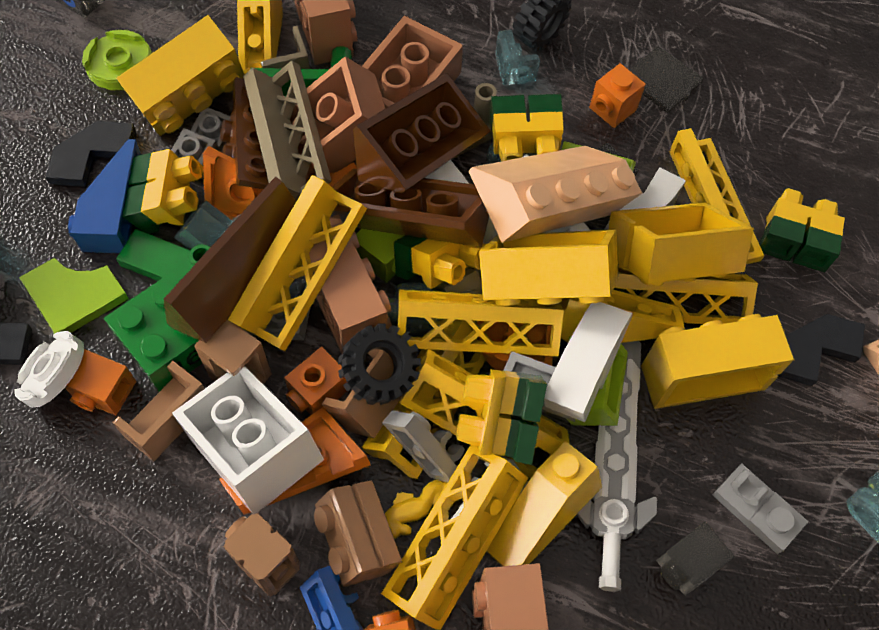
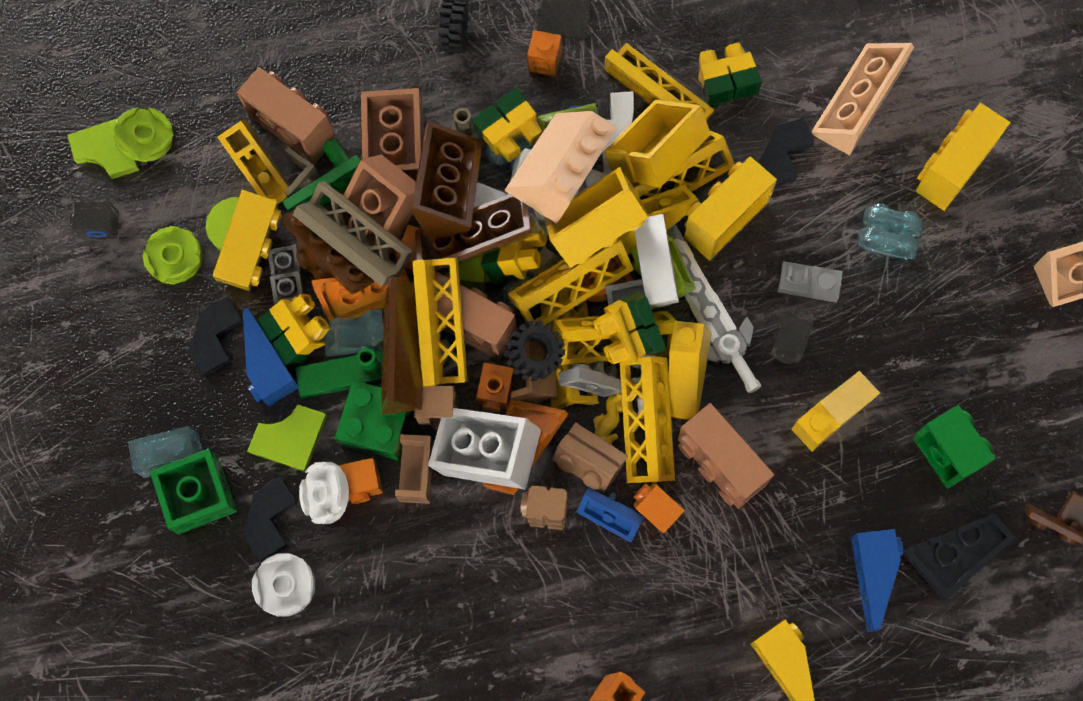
camera: 25 degrees left, 10 degrees up
(511, 64) = (452, 73): clear light blue bracket -> none

